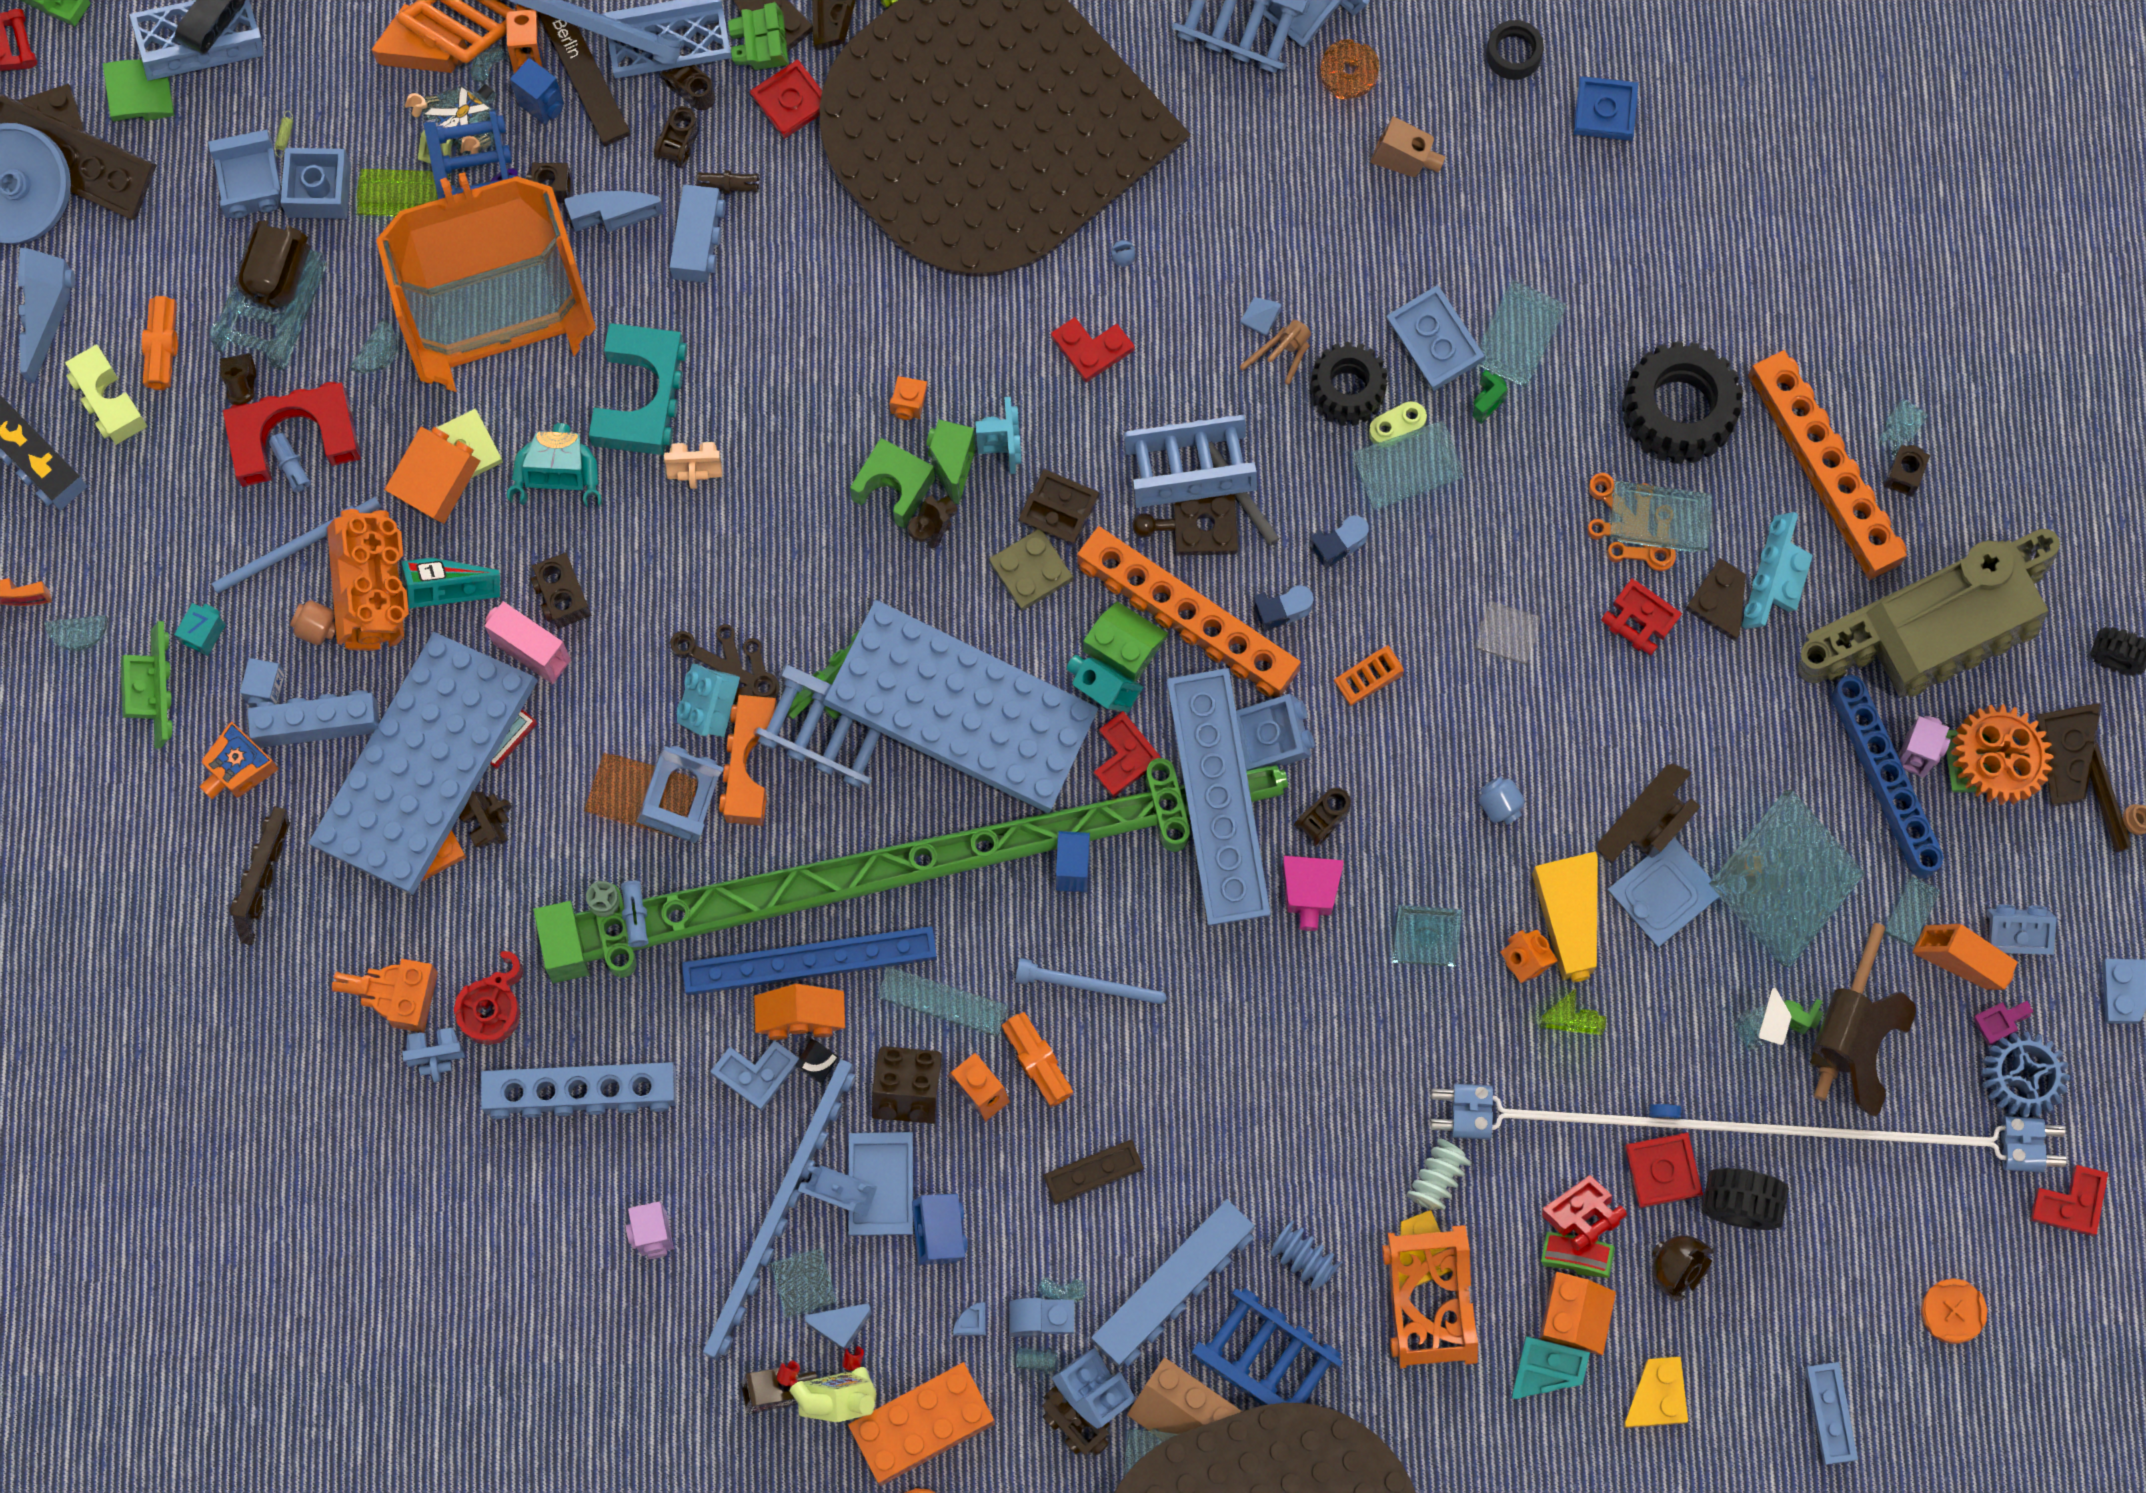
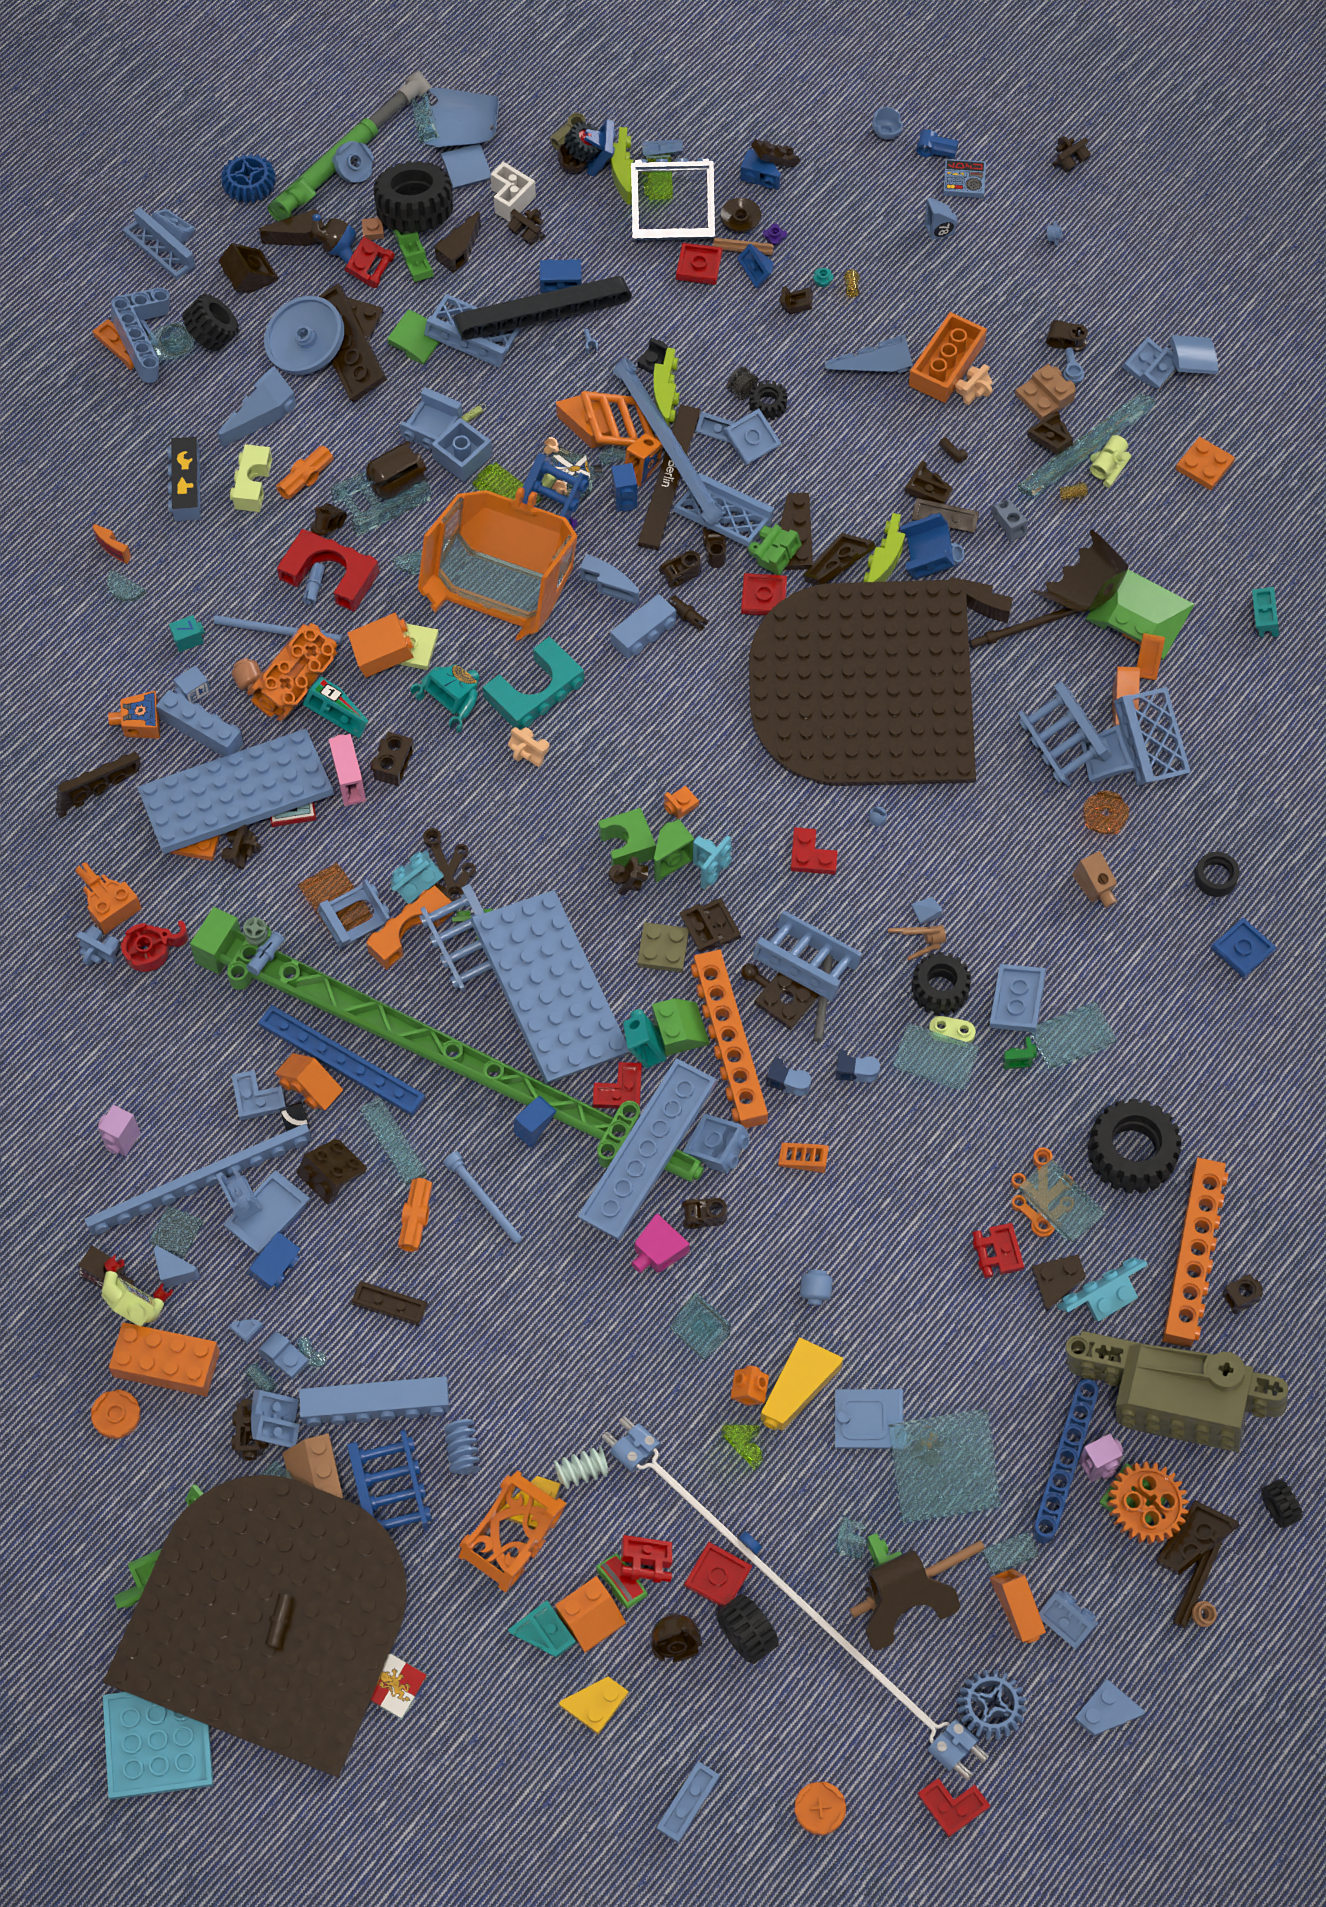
camera: 40 degrees right, 10 degrees down
(145, 685) = (129, 639): bright green bracket -> none
(498, 1084) = (113, 991): medium blue brick -> none
(555, 171) = (596, 544): dark brown brick -> none
(979, 1087) = (368, 1198): orange torso -> none
(1507, 632) = (910, 1198): clear piece -> none
(1652, 817) = (898, 1369): dark brown plate -> none
(1775, 1020) = (857, 1536): white sticker -> none
(1903, 423) = (1268, 1266): clear light blue plate -> none
(2000, 1022) = (1004, 1661): magenta plate -> none

